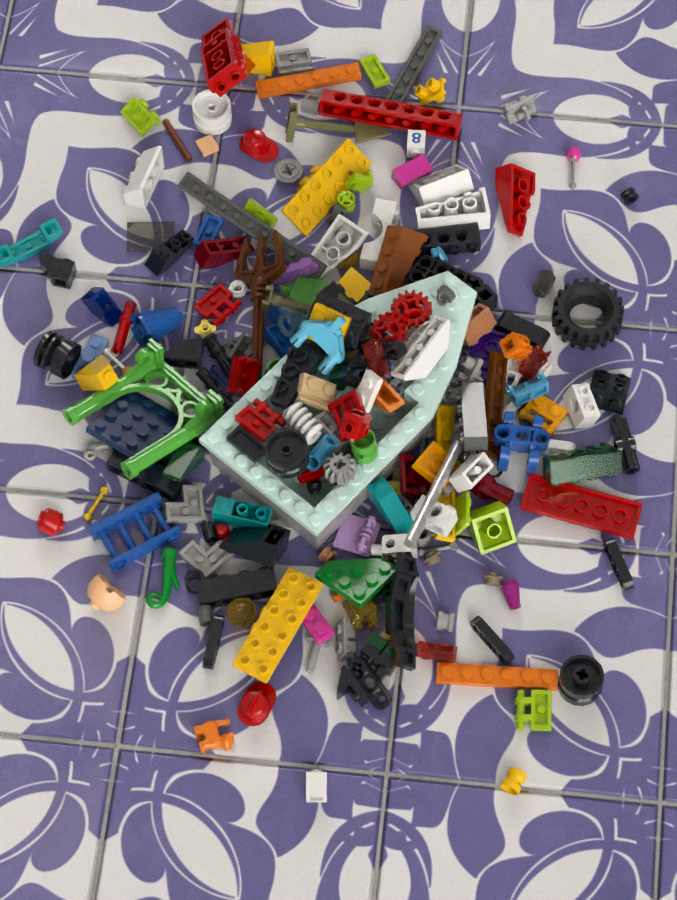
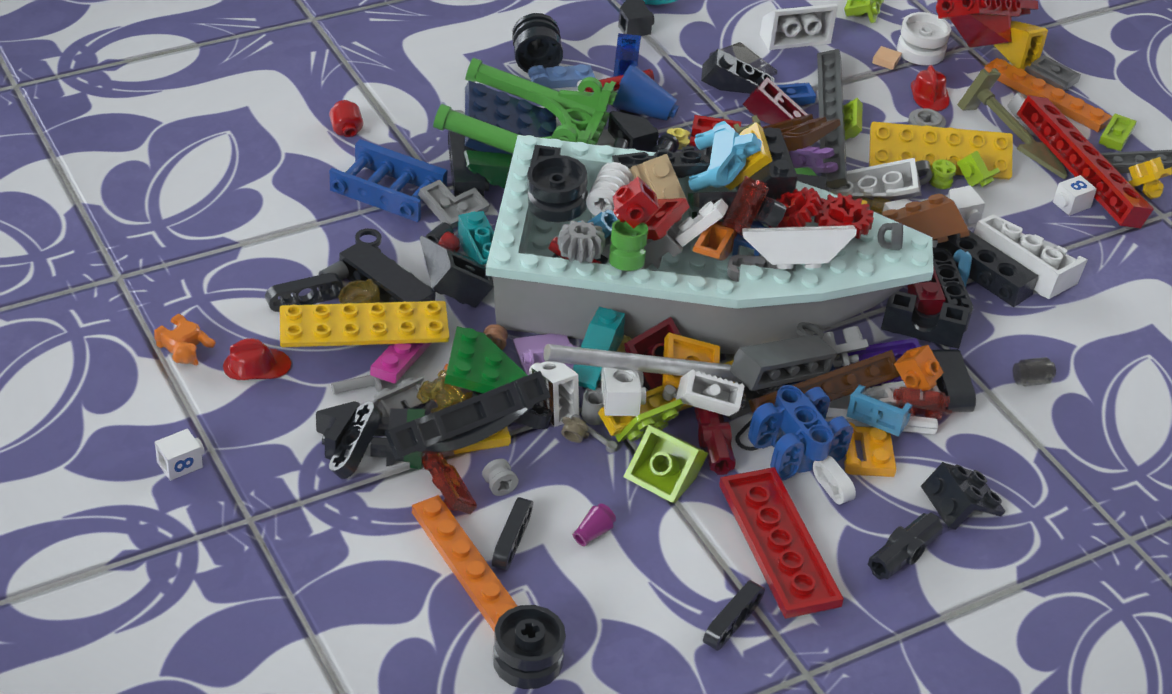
camera: 50 degrees right, 20 degrees down
(96, 375) = (545, 72): yellow slope -> none
(104, 491) = (419, 146): yellow hinge -> none
(104, 595) = (293, 184): light nougat cylinder -> none
(169, 577) = (379, 218): green plant -> none
(177, 140) = (868, 37): copper bar -> none
(207, 561) = (400, 244): light grey plate -> none
(256, 423) = (580, 150): red plate -> none
(411, 171) = (1039, 202): dark pink hinge -> none
(442, 185) = (1053, 231): white slope -> none
(480, 323) = (906, 322): nougat brick -> none
(493, 579) = (596, 495): dark tan plate -> none
(514, 190) = (1113, 298): red wedge -> none
(514, 780) = (326, 644): yellow wheel -> none
(540, 710) = (450, 629): lime plate -> none
(581, 405) = (912, 472): white brick -> none
(582, 464) = (830, 504): clear green wedge -> none
(588, 293) = (1047, 403): black tyre -> none

